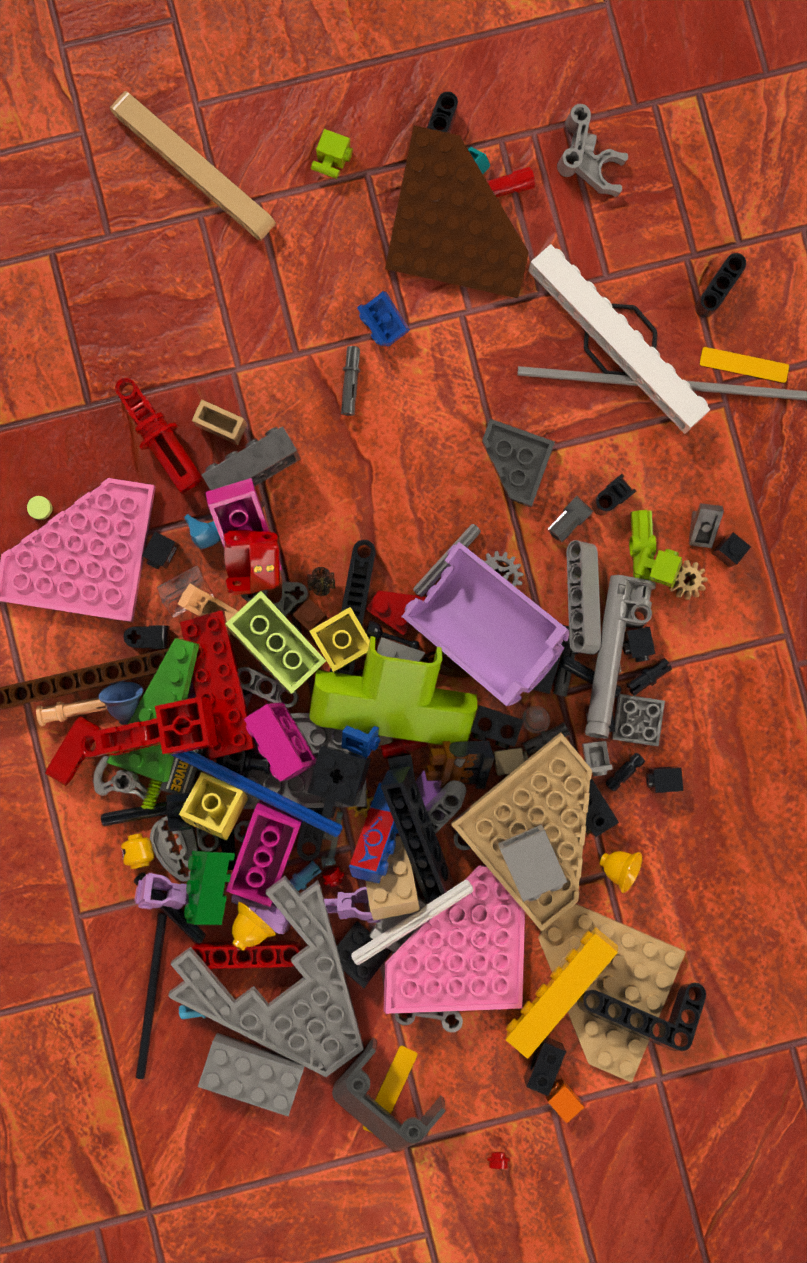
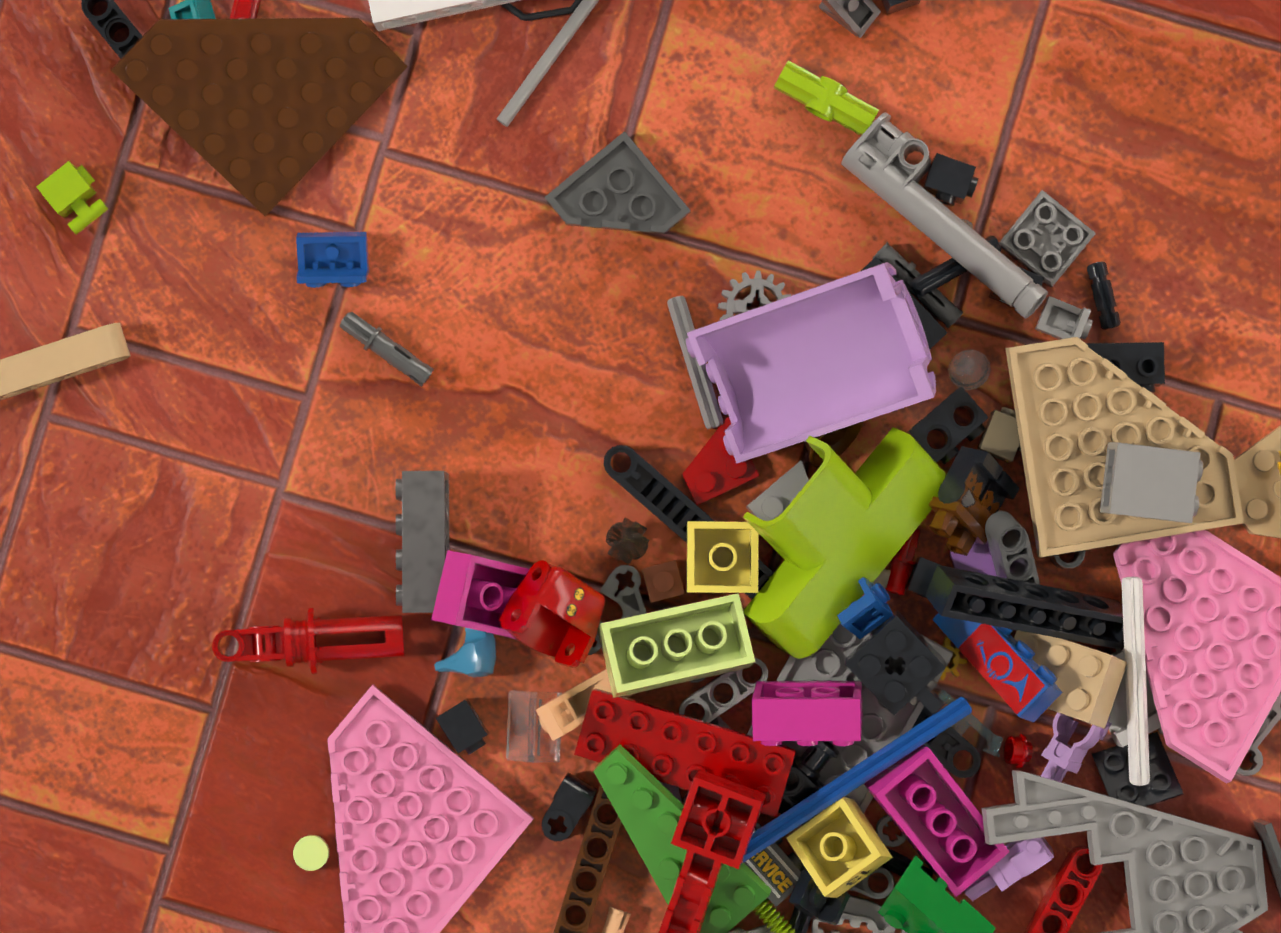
camera: 55 degrees left, 0 degrees up
(121, 700) = (629, 889): medium blue hat -> none
(219, 422) = (341, 550): tan brick -> none
(249, 928) = (1021, 894): yellow hat -> none
(305, 876) = (995, 784): medium azure pin -> none
(375, 630) = (733, 509): black hinge -> none
(539, 741) = (1000, 379): dark grey pin -> none
(574, 514) = (733, 162): dark grey piece -> none
(583, 597) = (849, 215): light grey beam -> none
(614, 493) = (738, 92): black piece -> none
(622, 868) = (1224, 372): yellow hat -> none
(649, 676) = (999, 191): black pin -> none
(663, 568) = (872, 89): lime brick -> none
(665, 779) = (1143, 250): black brick -> none
(695, 582) = (913, 60): tan gear -> none

